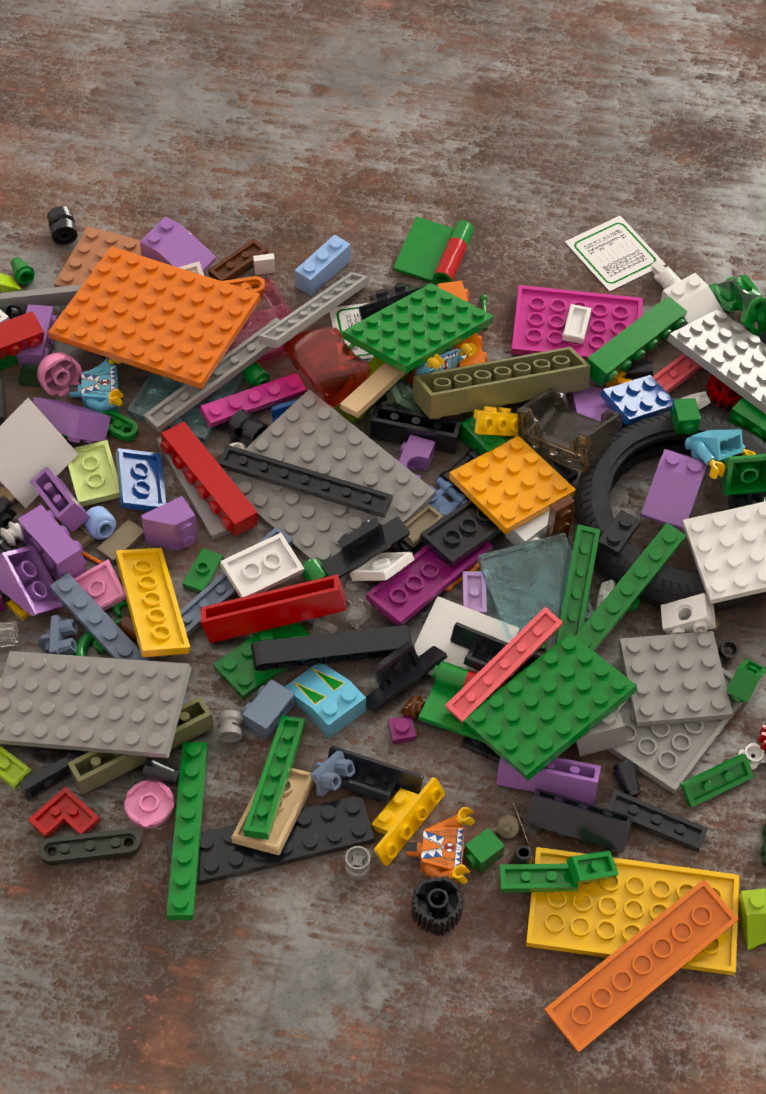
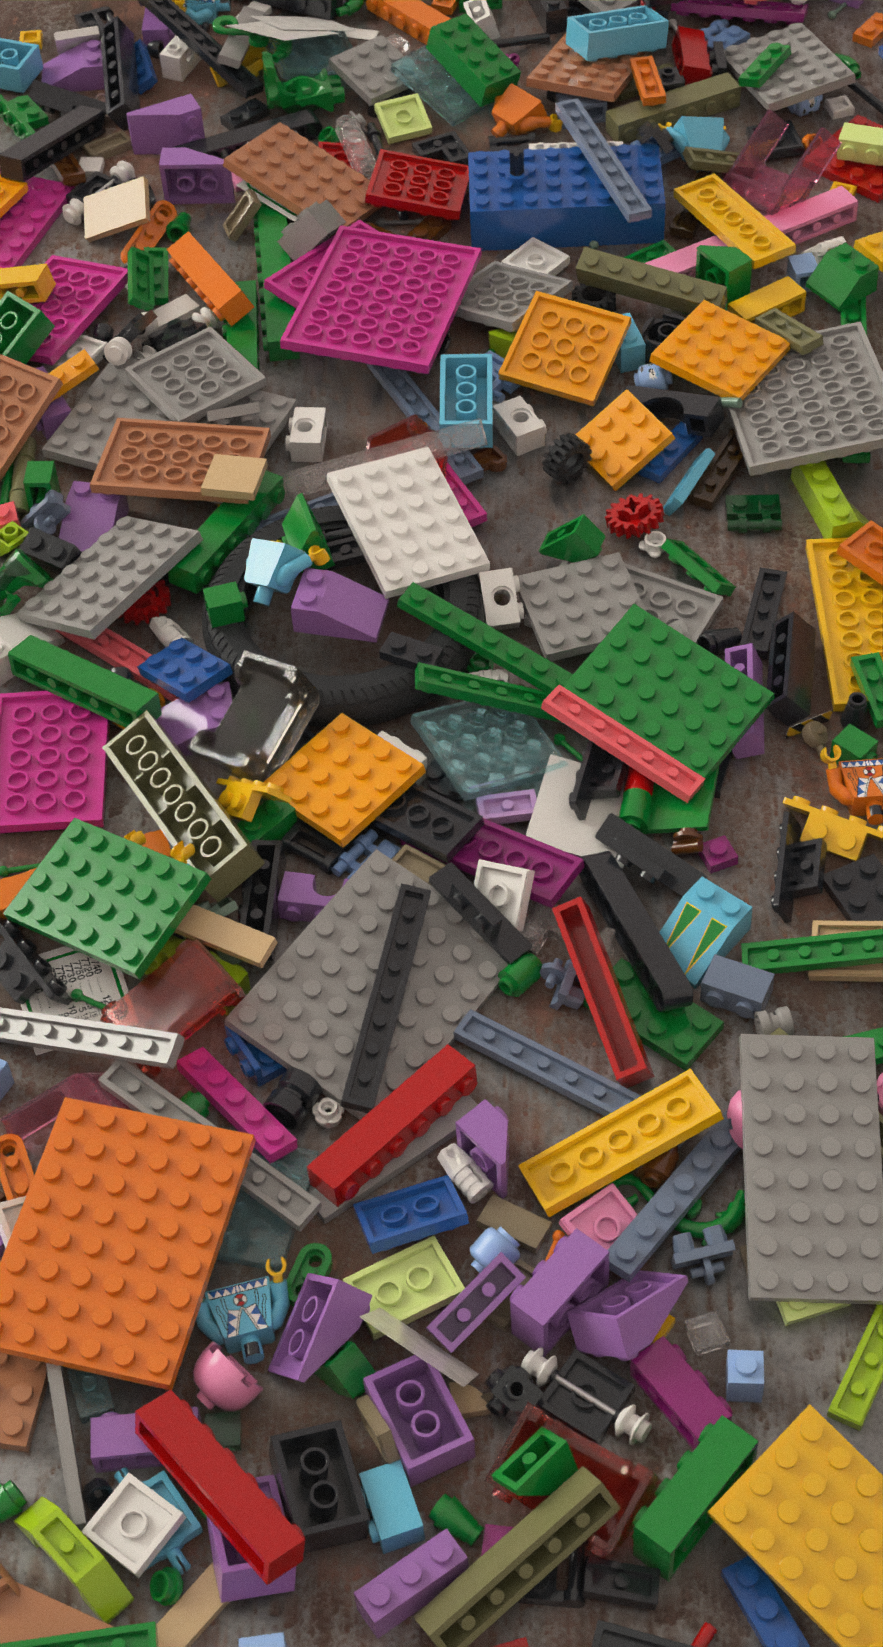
camera: 95 degrees left, 5 degrees down
(202, 570) = (540, 1111): green plate -> none
(262, 566) = (532, 1027): white plate -> none
(331, 772) = (800, 894): sand blue hips -> none
(560, 517) = (400, 713): reddish brown plate -> none
(576, 324) = (53, 752): white tile -> none
(592, 867) = (853, 641): green plate -> none
(726, 644) = (526, 567): black hinge -> none

